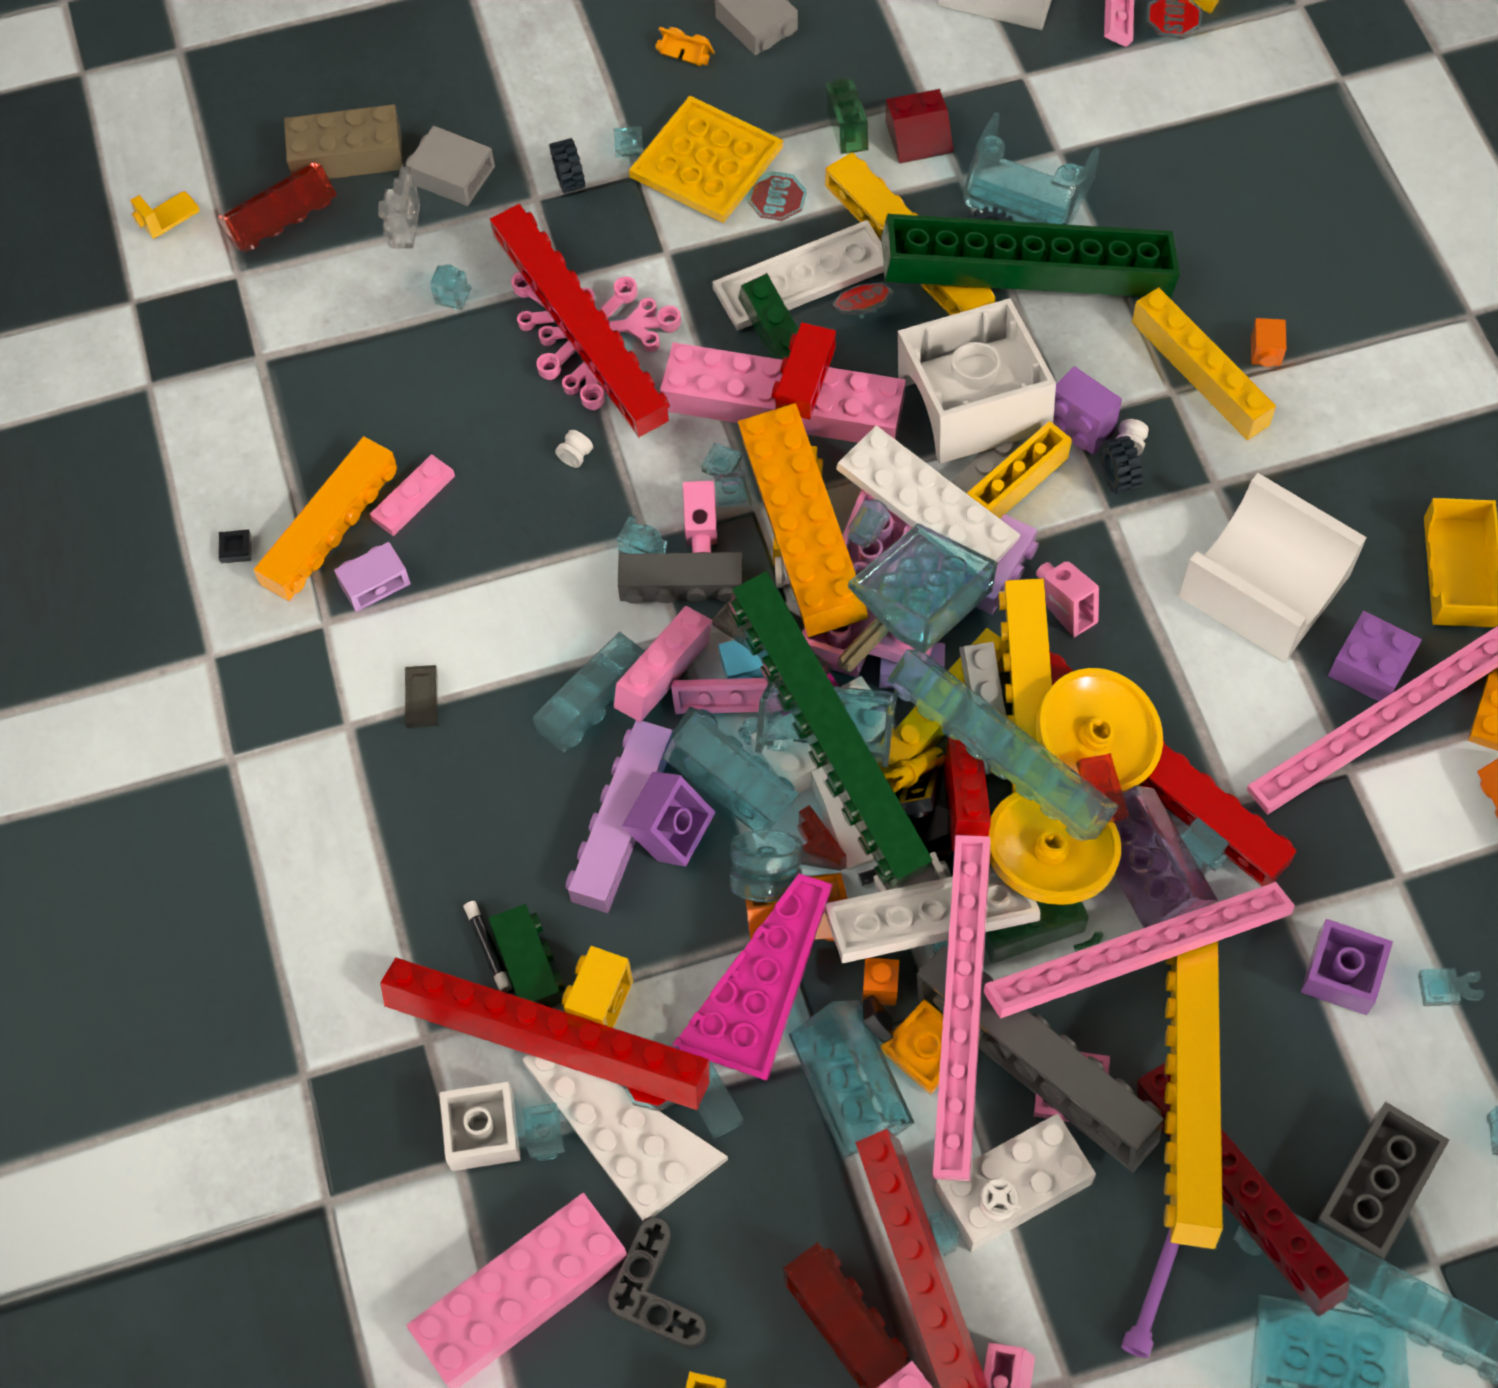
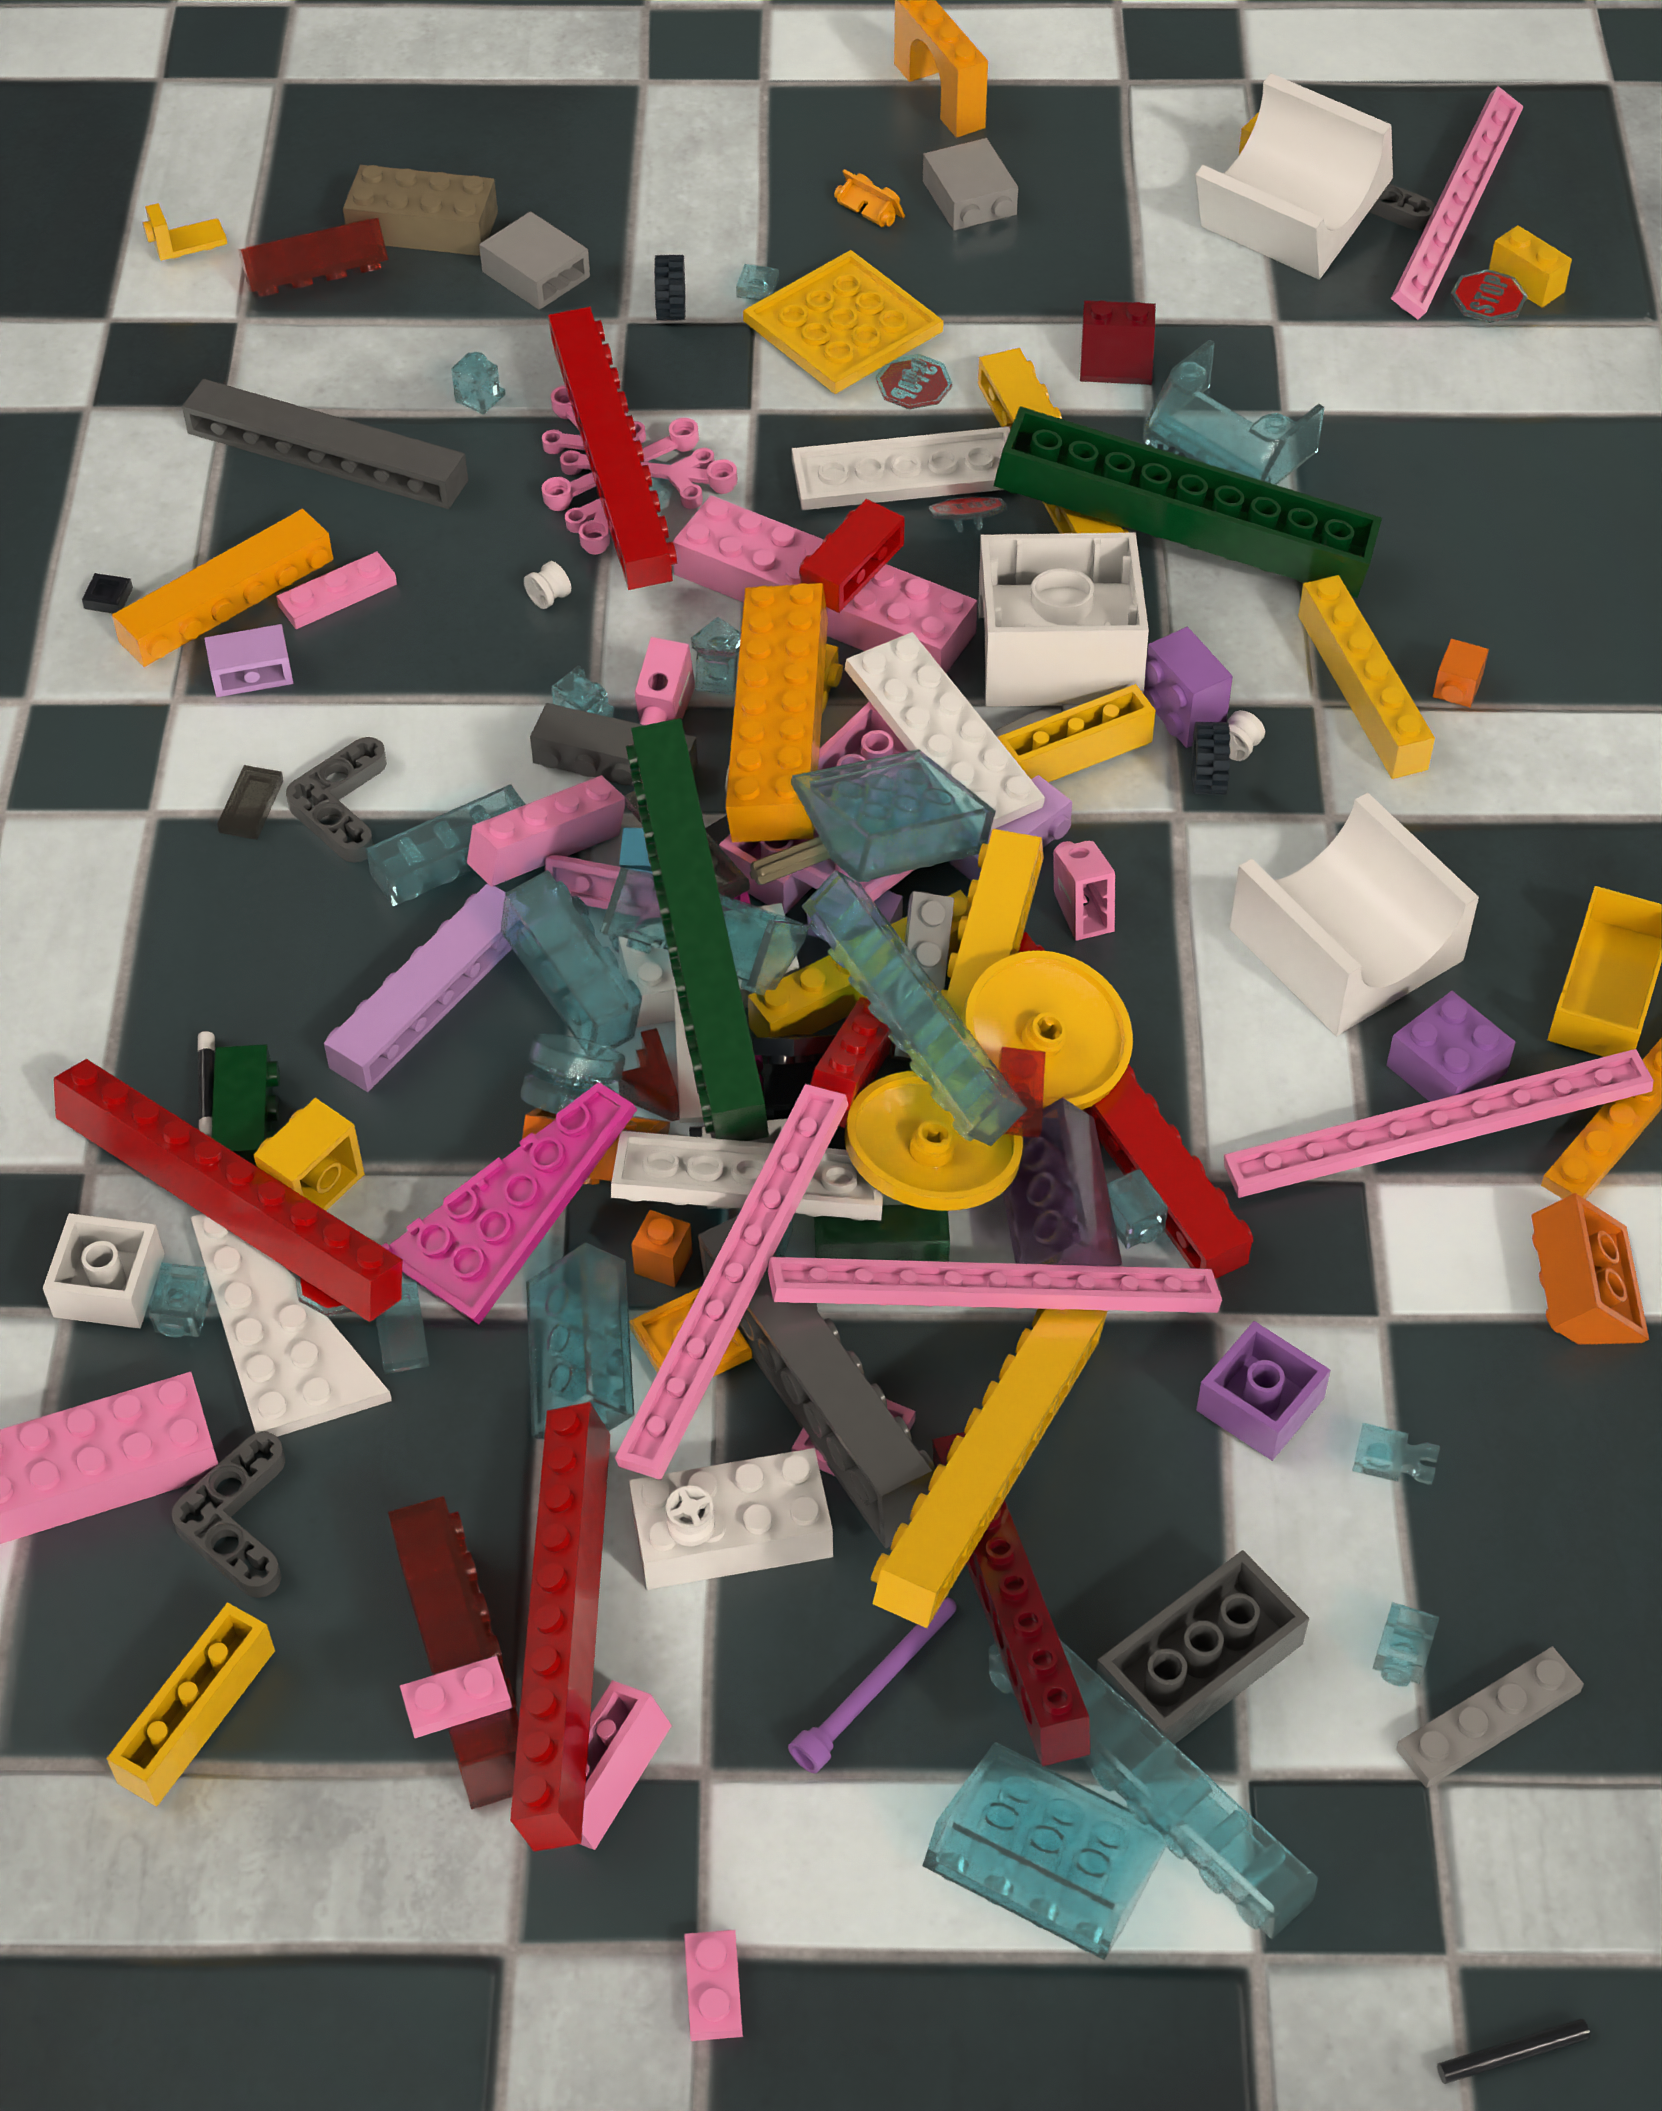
camera: 15 degrees right, 10 degrees down
(352, 370) = (326, 443): none -> dark grey brick
(401, 210) = (453, 289): clear plate -> none
(477, 673) = (327, 797): none -> dark grey beam
(669, 818) = (478, 996): medium lavender brick -> none
(768, 315) = (836, 482): dark green brick -> none
(847, 116) = (1028, 308): clear green brick -> none
(868, 522) = (858, 734): clear light blue brick -> none
(877, 1019) = (639, 1288): black tile -> none
(907, 772) = (788, 1018): yellow pin -> none
(945, 1232) = (620, 1551): clear light blue plate -> none

